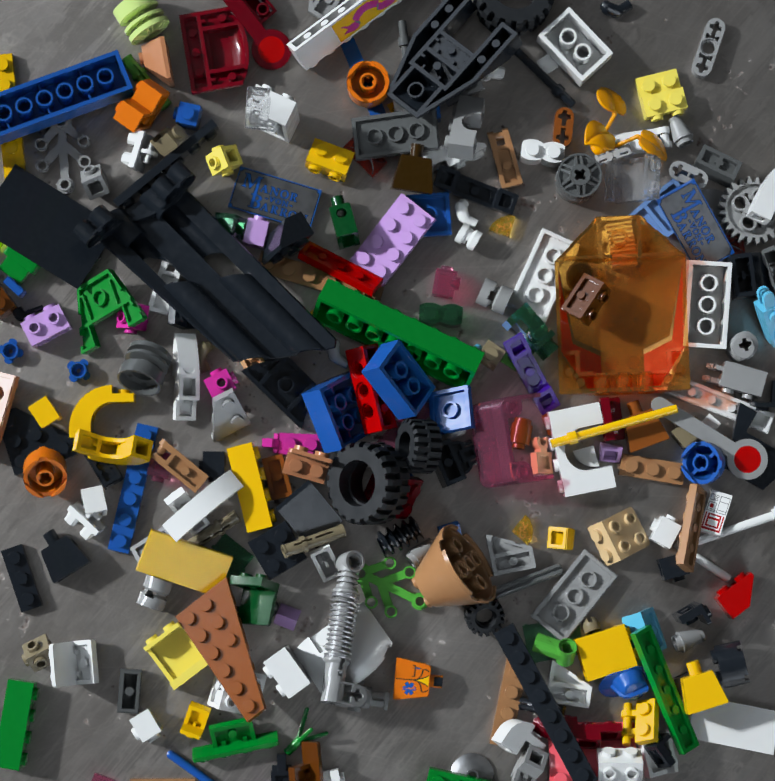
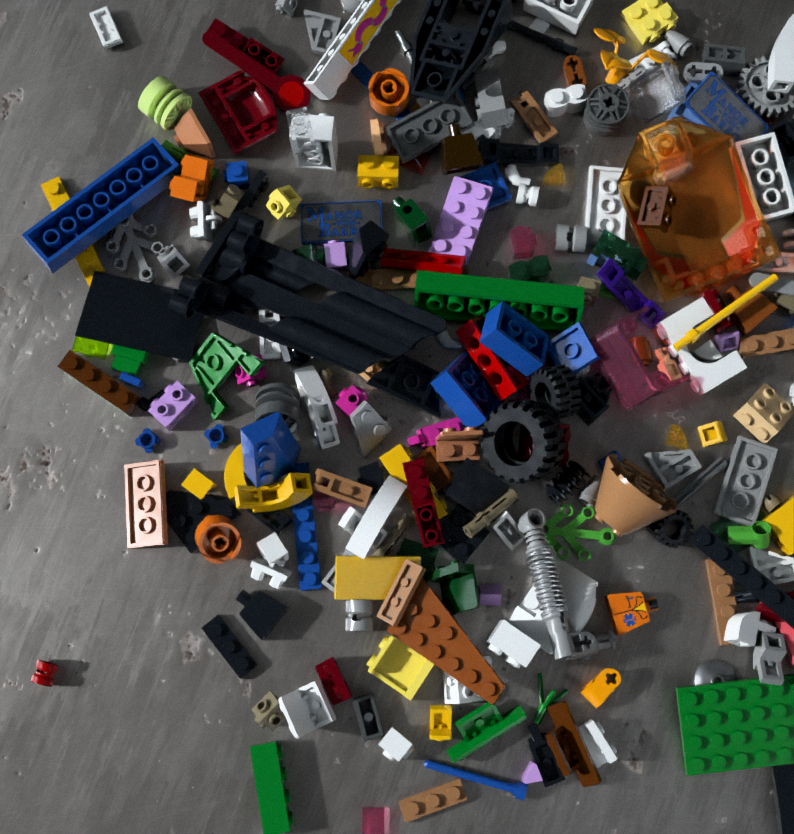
camera: 15 degrees left, 5 degrees down
(109, 645) = (333, 681): none -> dark red bracket
(122, 405) = (268, 449): none -> blue wedge
(201, 586) = (401, 592): none -> medium nougat plate
(251, 508) = (423, 502): none -> dark red slope
(343, 117) = (377, 131): none -> light nougat plate
(357, 743) = (598, 690): none -> light orange piece

